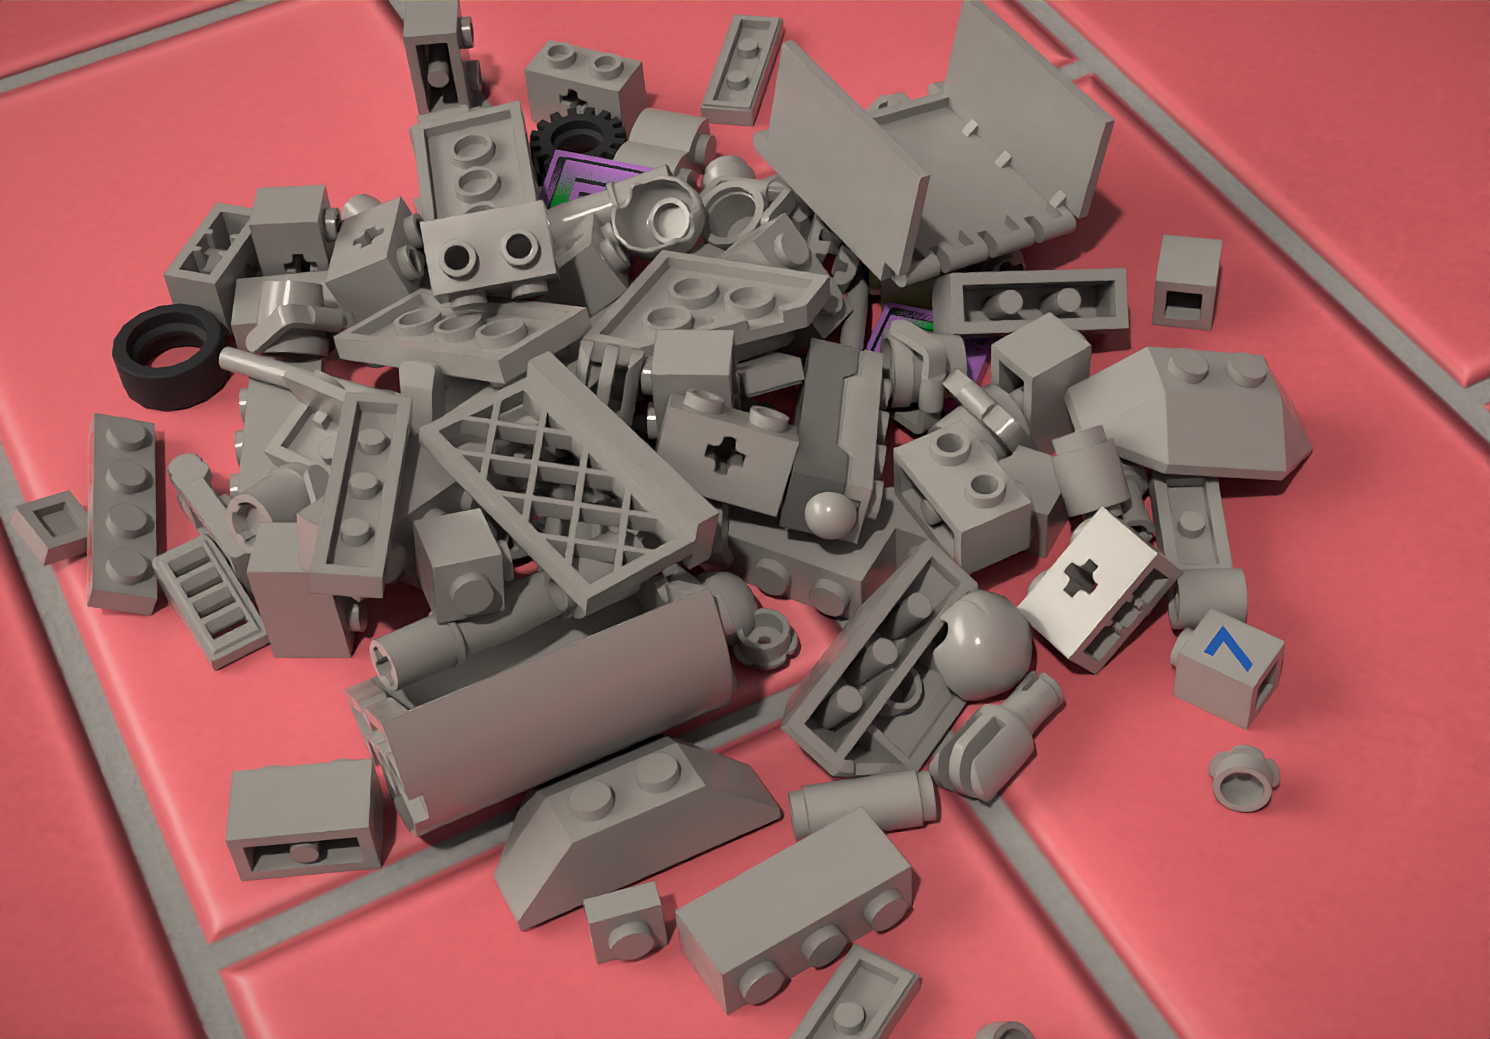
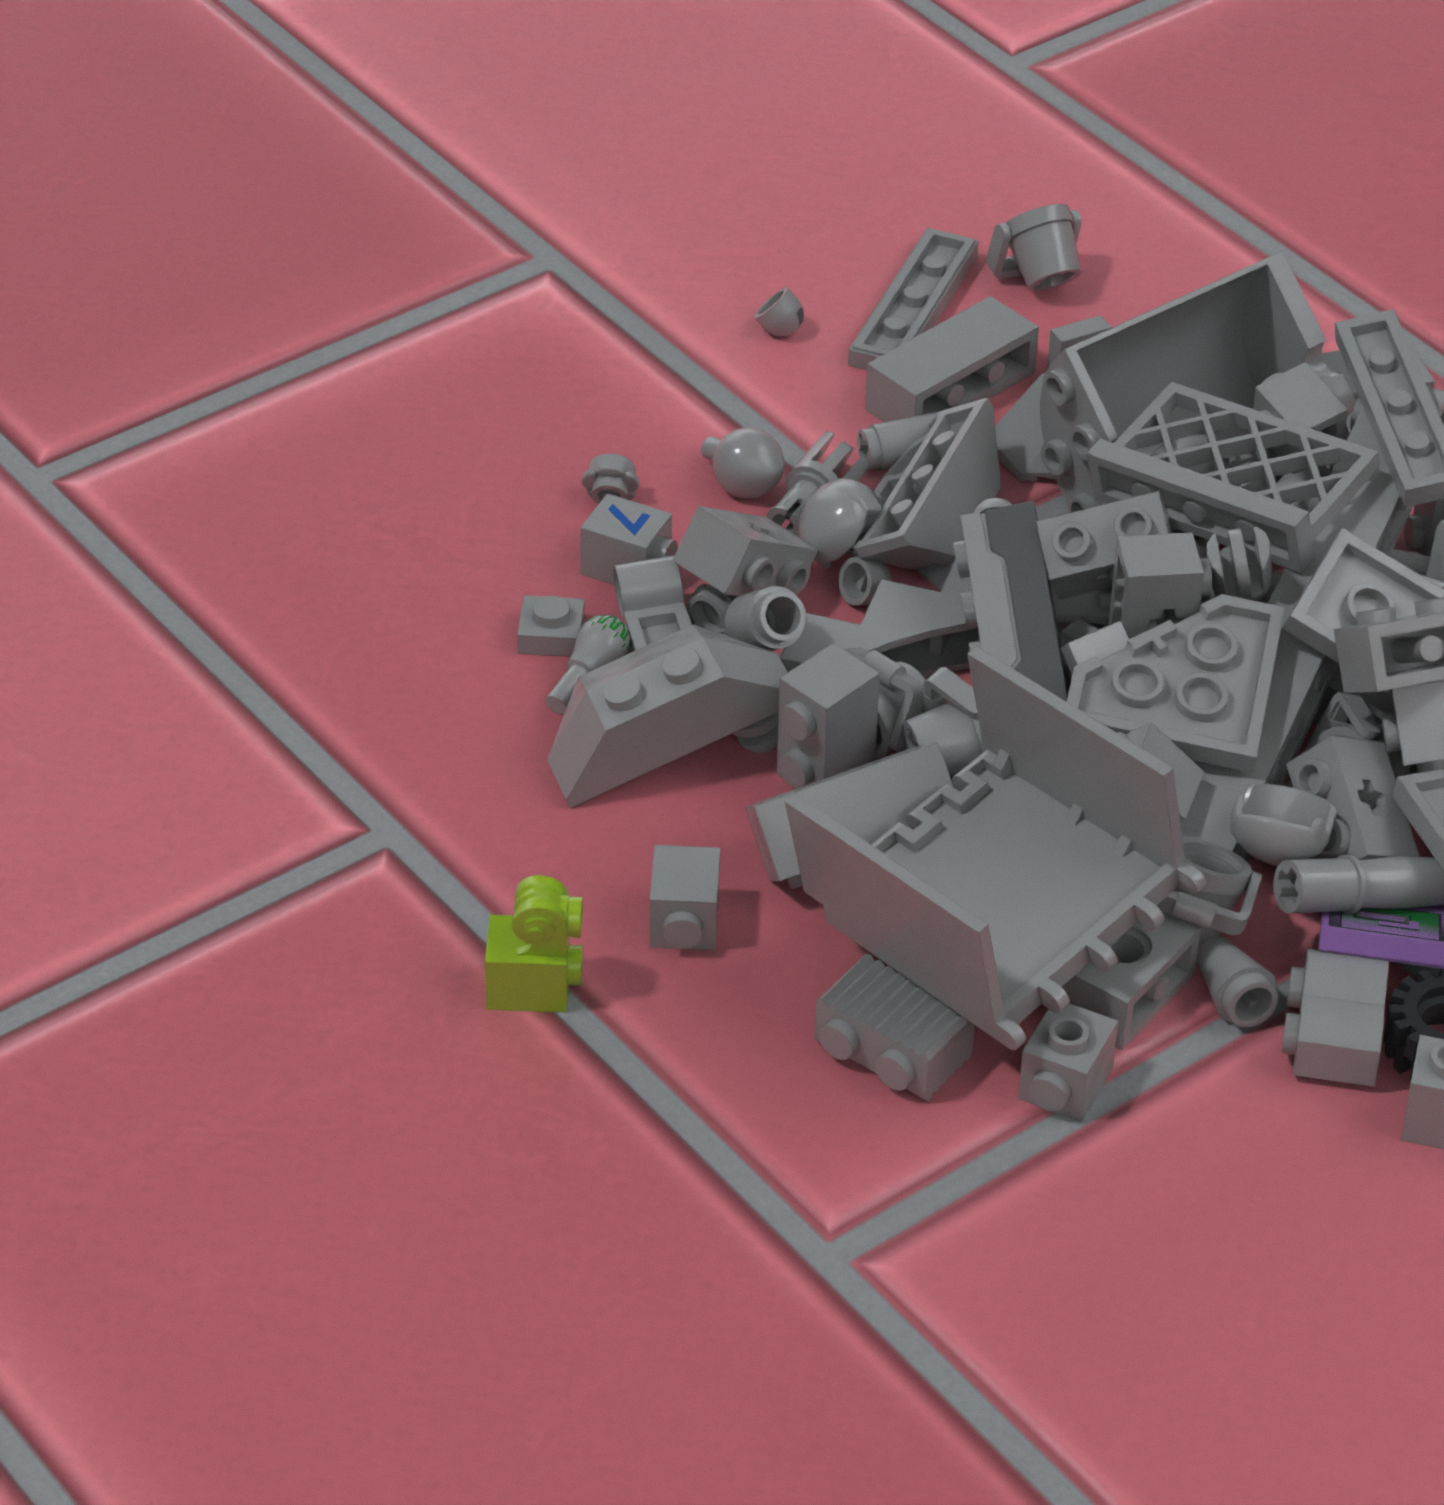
camera: 165 degrees right, 5 degrees down
(742, 70) = (1298, 1199): light grey tile -> none
(963, 497) = (882, 578): light grey brick -> none
(1078, 779) = (745, 462): none -> light grey piece
(1263, 544) = (597, 643): none -> light grey piece
(1312, 599) = (550, 625): none -> light grey plate
(1327, 226) = (532, 952): none -> lime brick

